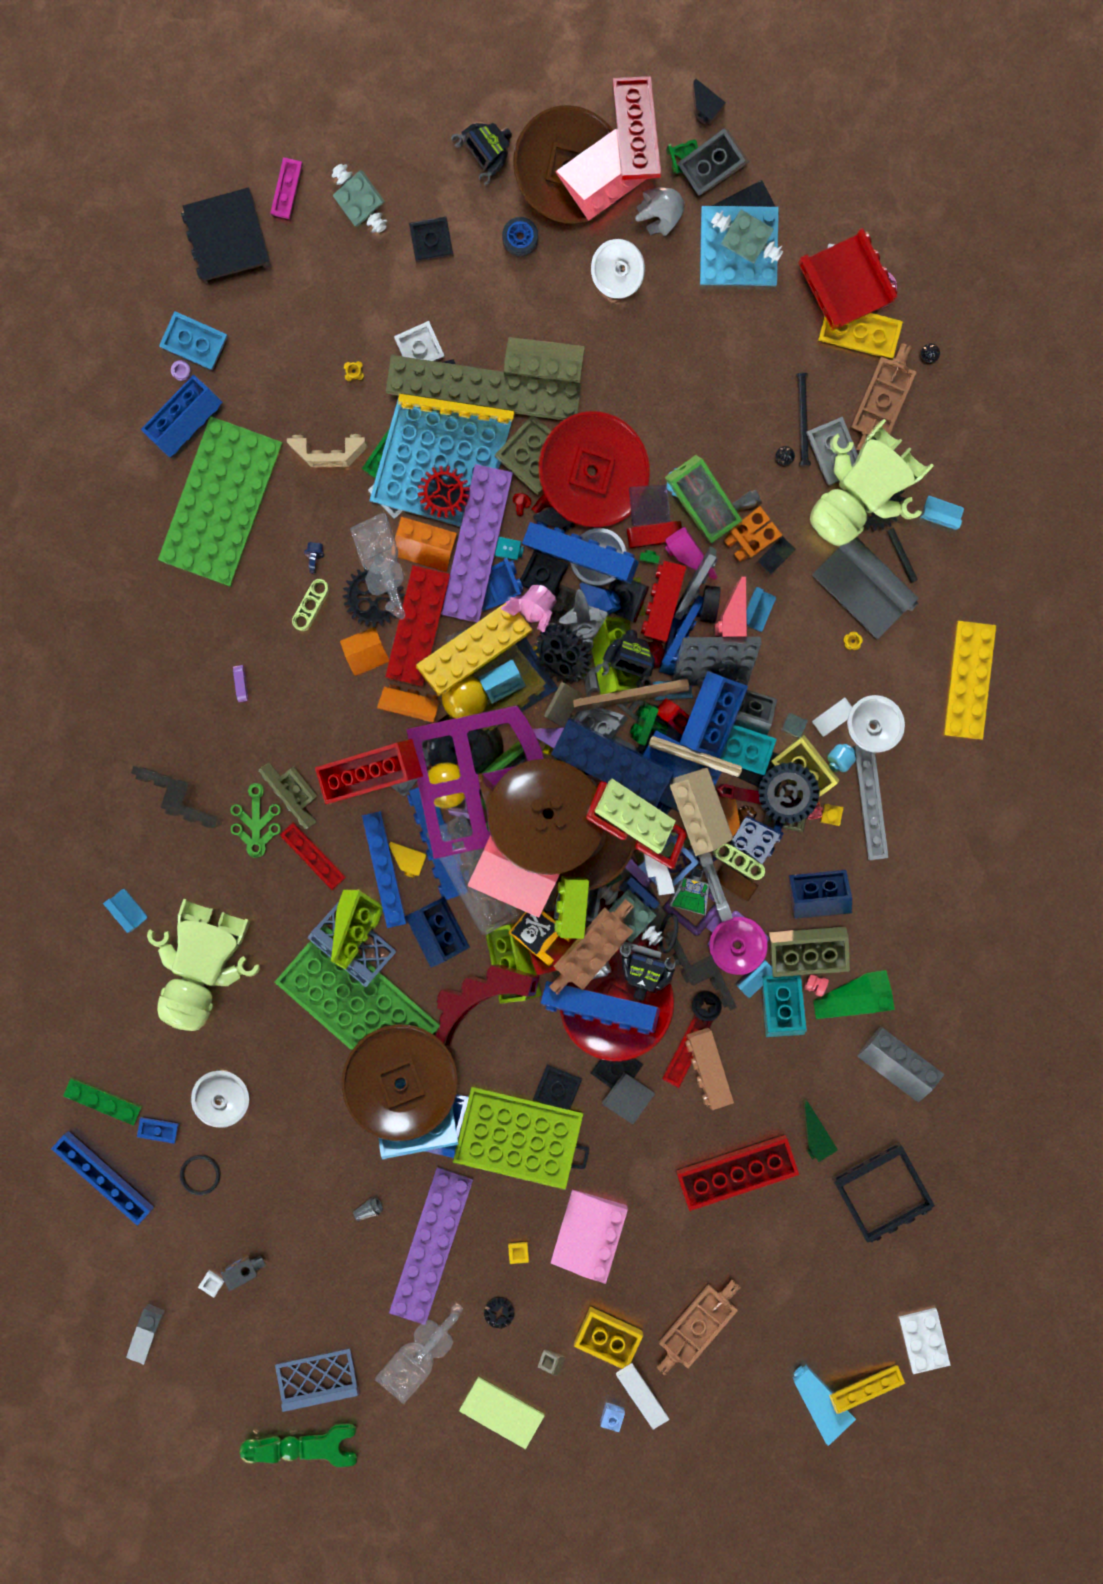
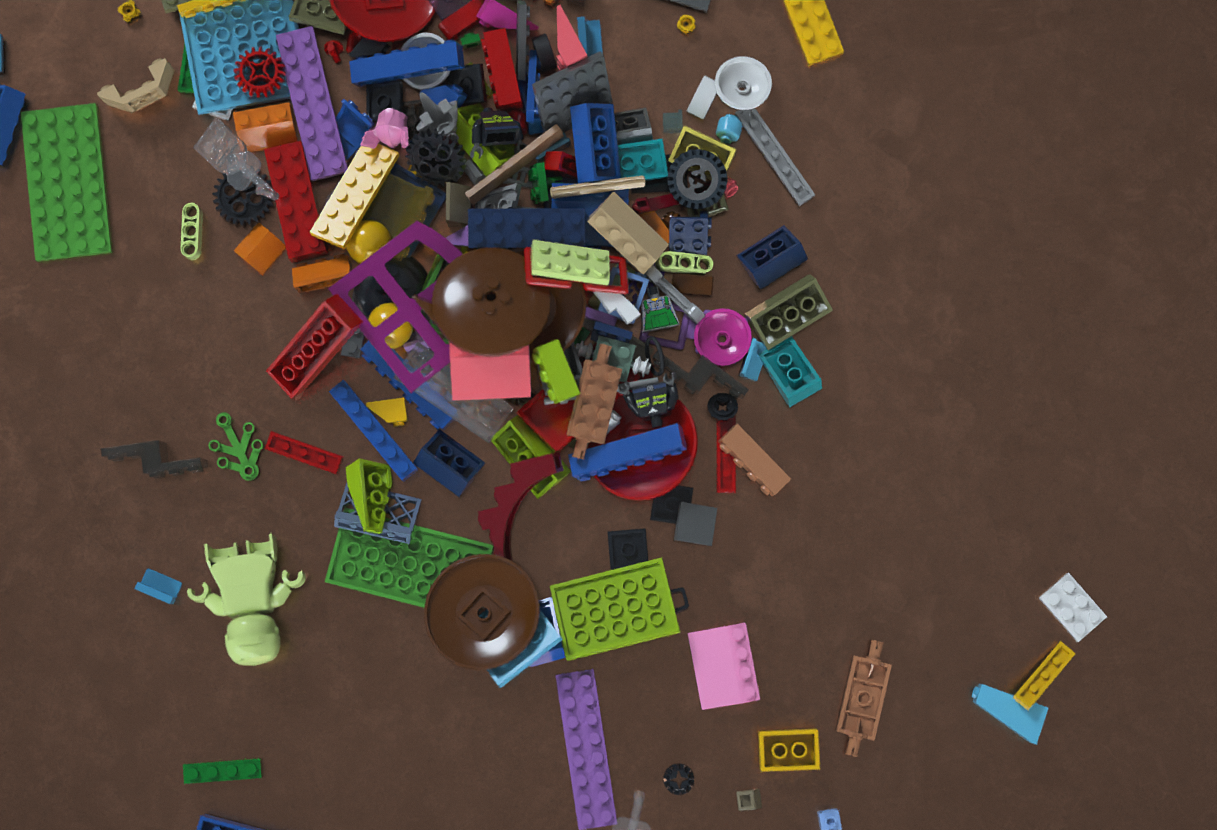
camera: 20 degrees left, 5 degrees down
(157, 1130) = (285, 770): blue plate -> none
(197, 1192) = (361, 798): black tyre -> none
(222, 1087) = (323, 702): white dish -> none
(240, 683) = (163, 331): medium lavender beam -> none
(292, 791) = (258, 403): olive bracket -> none
(314, 552) = (173, 184): dark blue piece -> none
(369, 1209) = (513, 744): dark grey cone -> none
(502, 681) = (394, 210): medium azure panel -> none
(509, 549) = (341, 92): teal brick -> none
(518, 1252) = (668, 714): yellow plate -> none
(536, 934) = (538, 415): flag -> none
(642, 1396) = (846, 786): white tile -> none
(737, 1172) = (826, 540): red brick -> none
(816, 984) = (805, 340): coral wheel -> none
(816, 1136) = (882, 473): dark green slope -> none
(831, 814) = (746, 183): yellow plate -> none
(861, 996) = (855, 327): green wedge -> none
(900, 1064) = (921, 370): dark grey slope -> none
(905, 1217) = (997, 504): black window -> none

